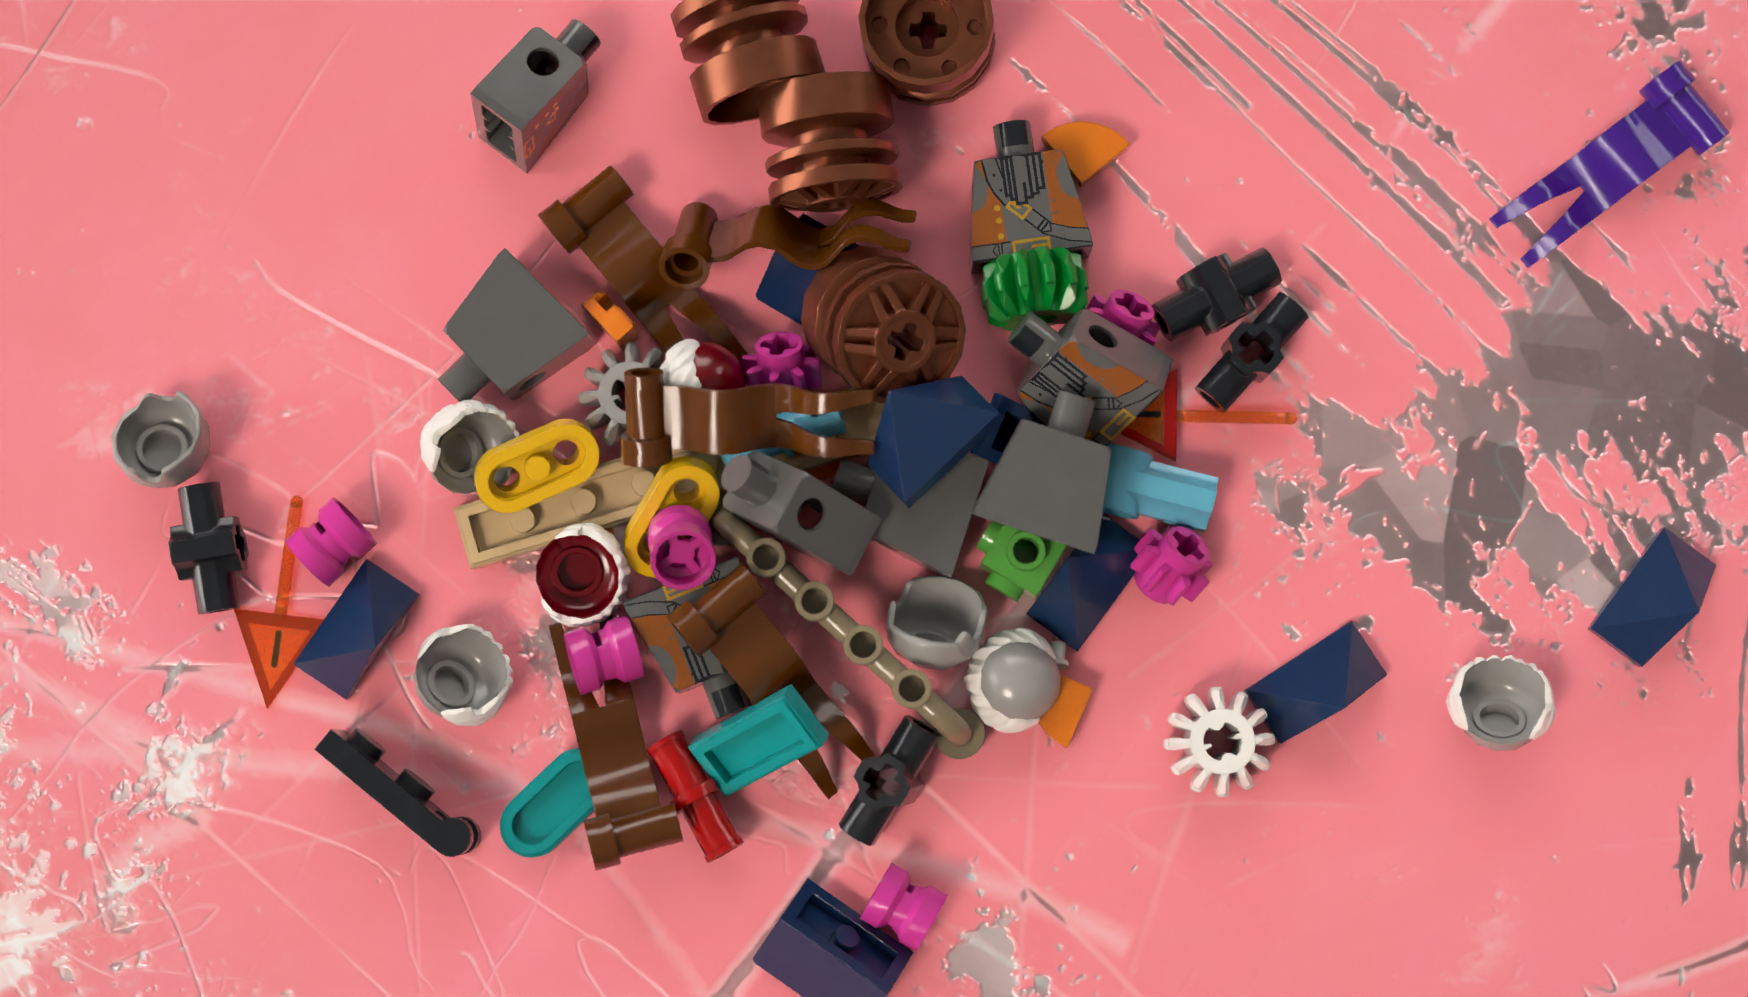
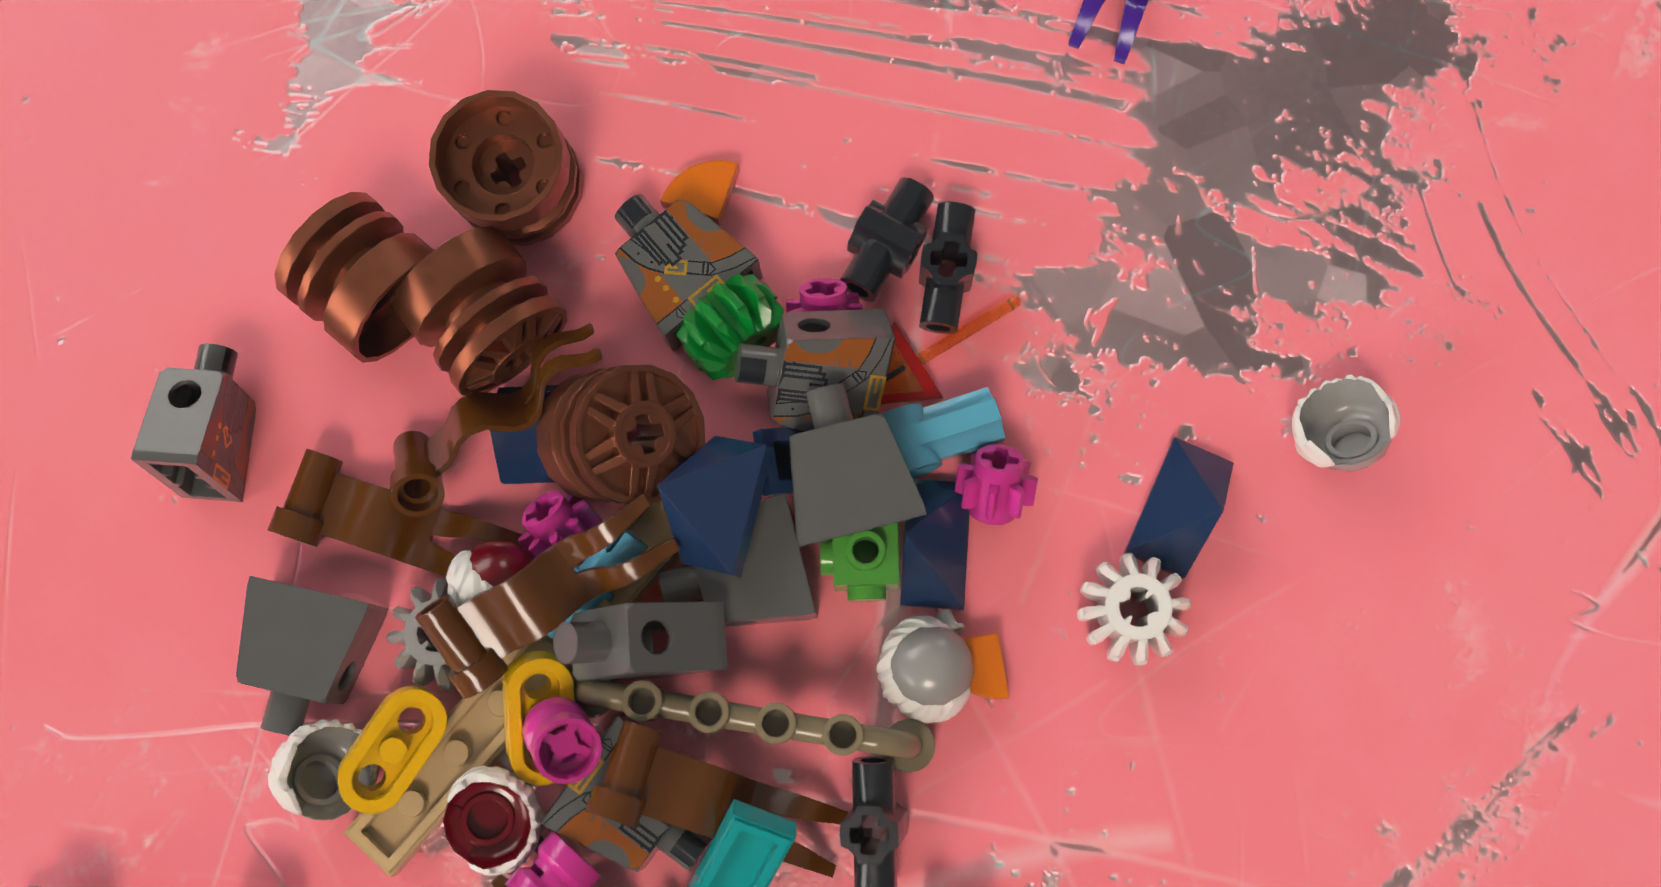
camera: 30 degrees left, 5 degrees down
(611, 319) = (387, 579): orange tile -> none
(936, 622) = (828, 662): light grey hair -> none
(1654, 598) = (1407, 262): dark blue slope -> none

